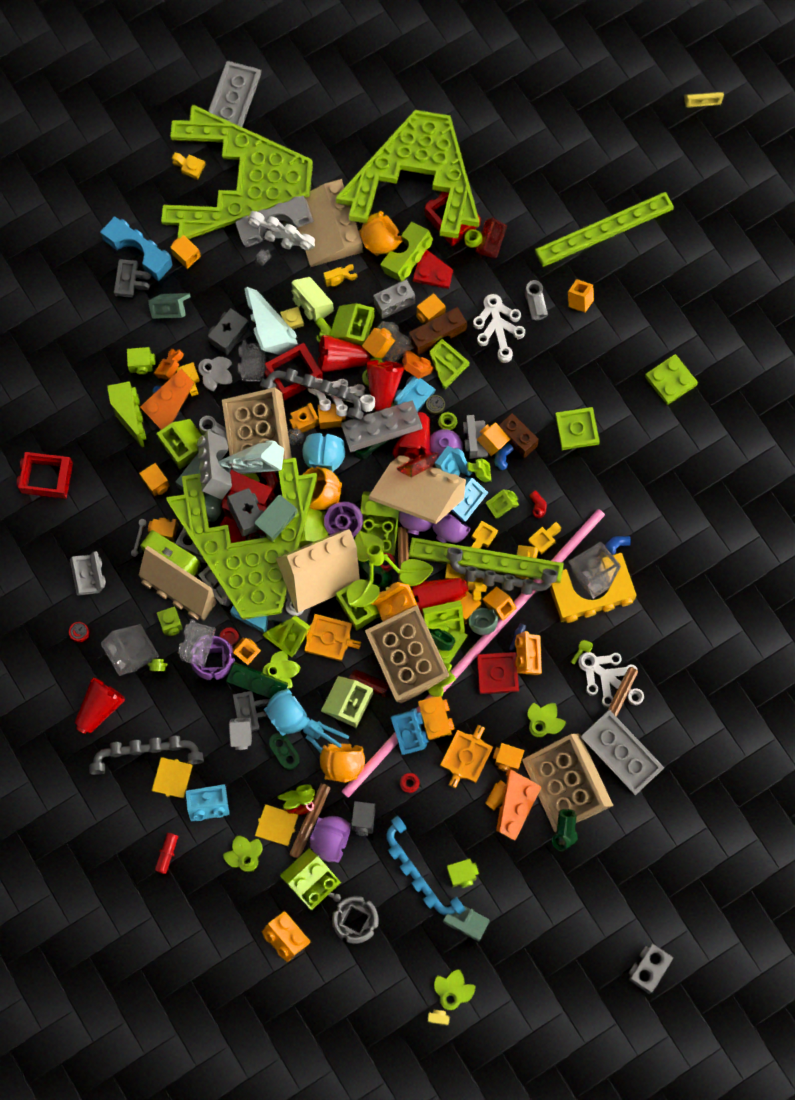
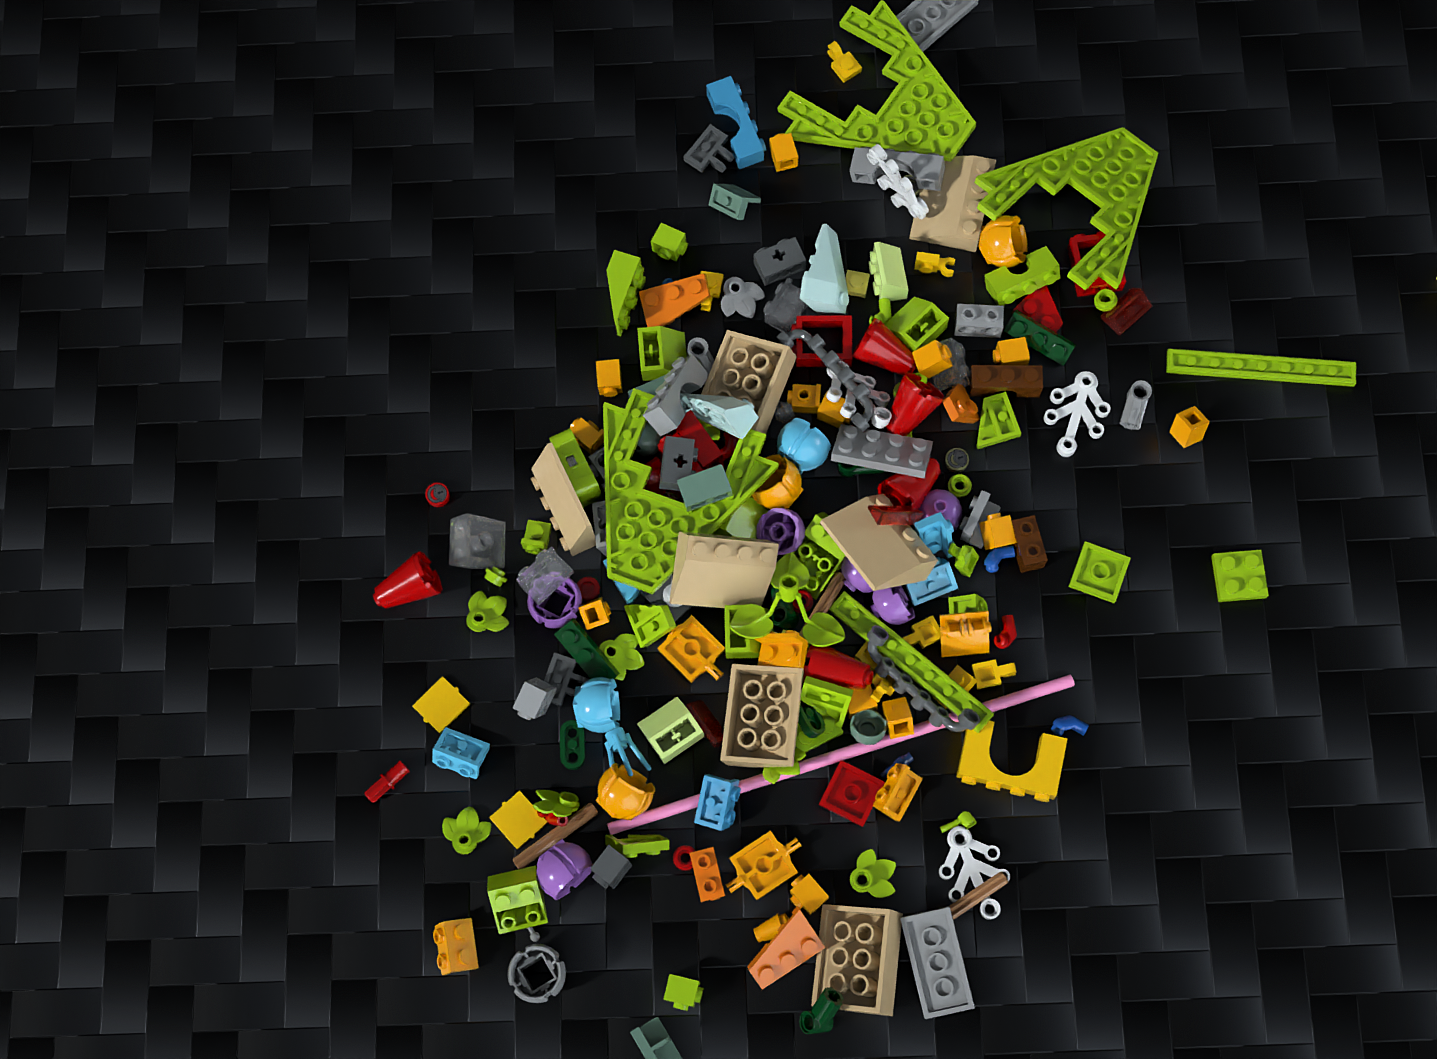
camera: 35 degrees right, 0 degrees up
(63, 480) = (515, 325): red window -> none
(87, 574) = (481, 438): light grey bracket -> none
(136, 748) = (423, 652): dark grey bar -> none
(142, 522) = (570, 417): light grey hinge -> none
(167, 692) = (489, 610): none -> lime plate
(168, 366) = (695, 264): orange plate -> none
(263, 256) = (863, 201): clear plate -> none
(369, 793) = (637, 844): none -> lime wing
(415, 390) = (943, 433): medium azure bracket -> none
(419, 882) = (631, 974): dark azure bar -> none
(432, 784) = (707, 874): none -> orange hinge
(435, 717) = (755, 803): light orange bracket -> none
(443, 288) = (1040, 337): none -> dark green plate
(511, 520) = (964, 633): none -> light orange hinge
(595, 569) = (1026, 740): clear slope -> none

